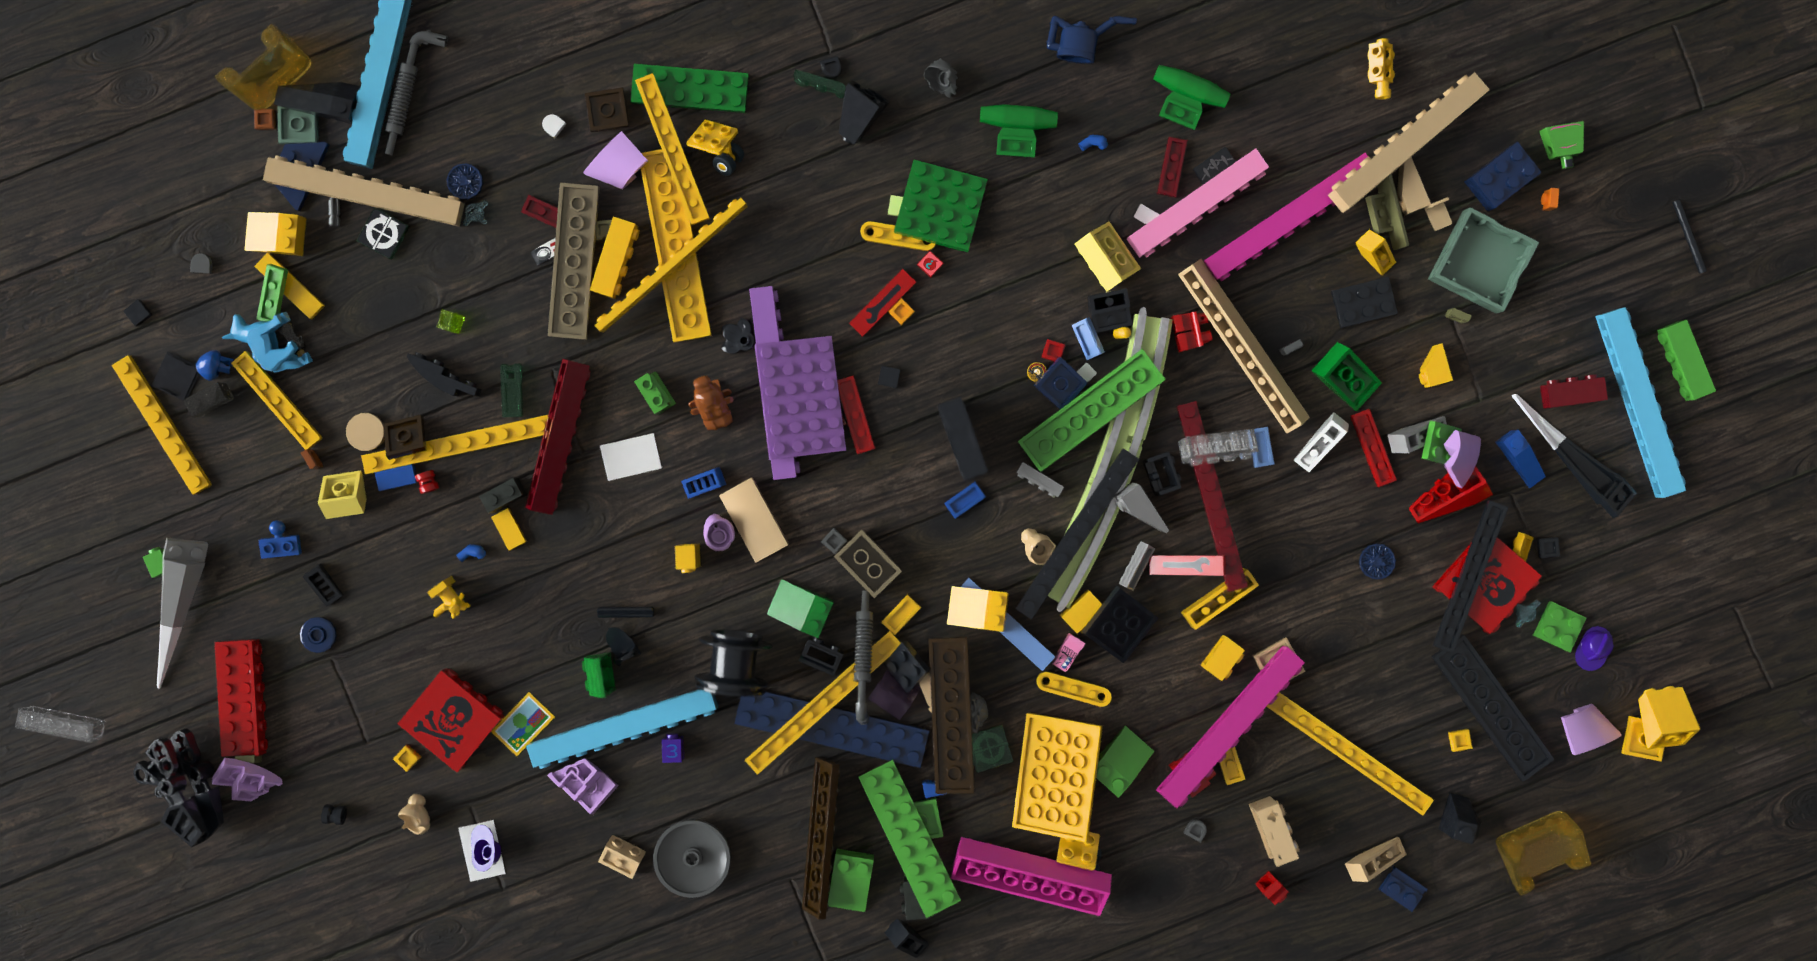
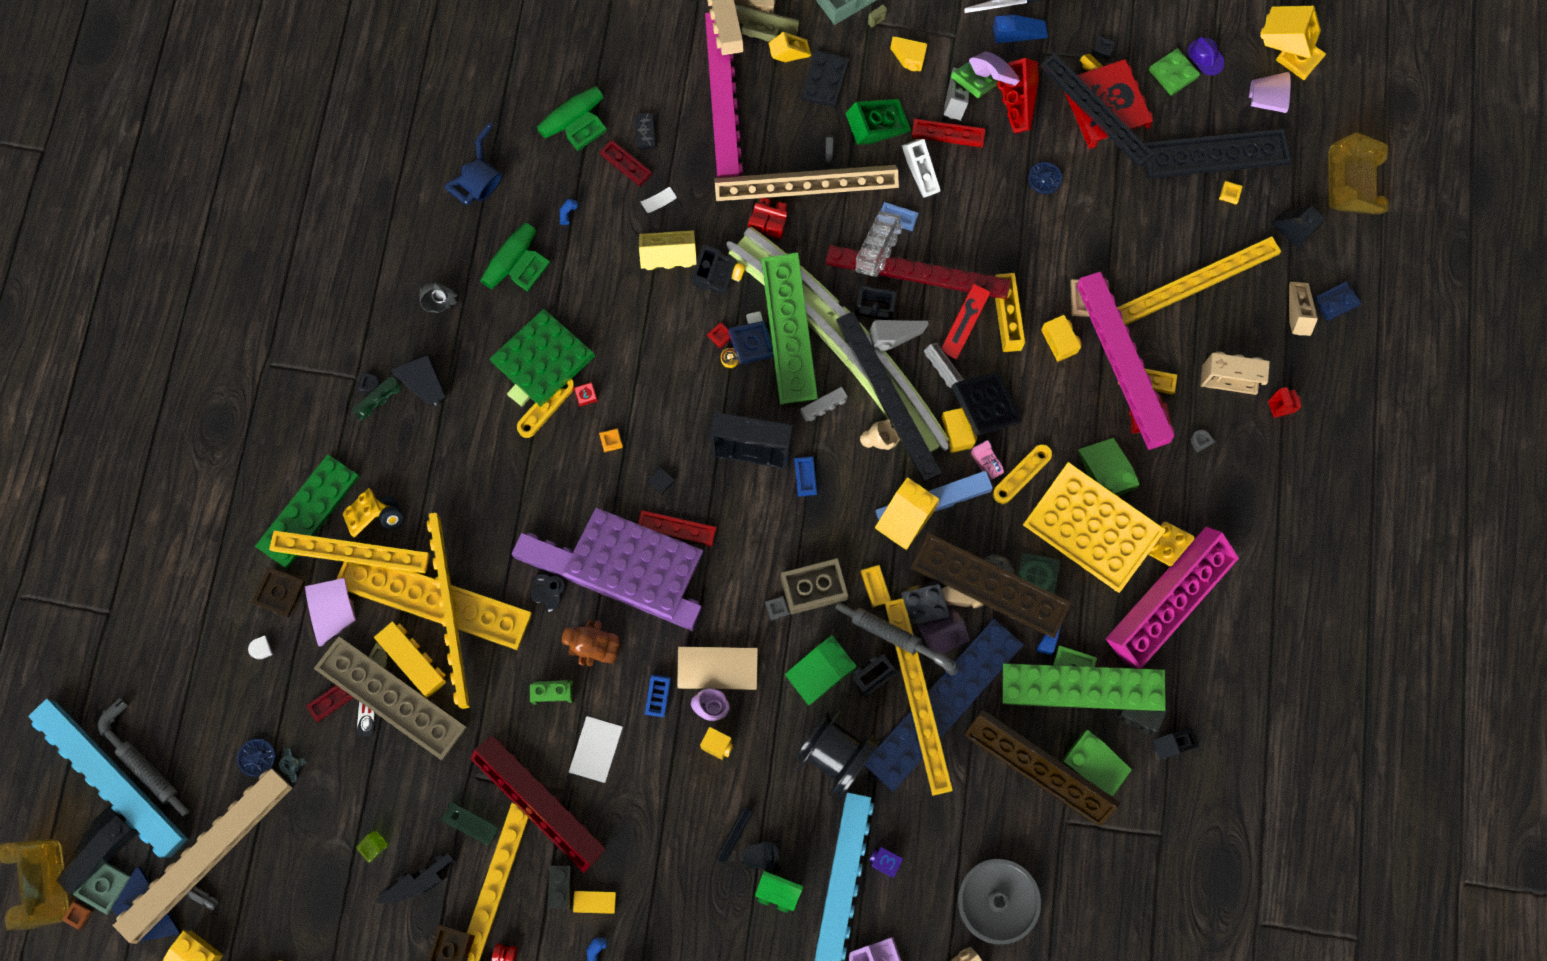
camera: 65 degrees left, 15 degrees down
(383, 233) = (252, 863): tile -> none
(882, 302) = (594, 451): red tile -> none
(1088, 338) = (726, 300): medium blue tile -> none
(1197, 203) = (667, 158): bright pink brick -> none
(1526, 613) = (1149, 89): clear light blue piece -> none

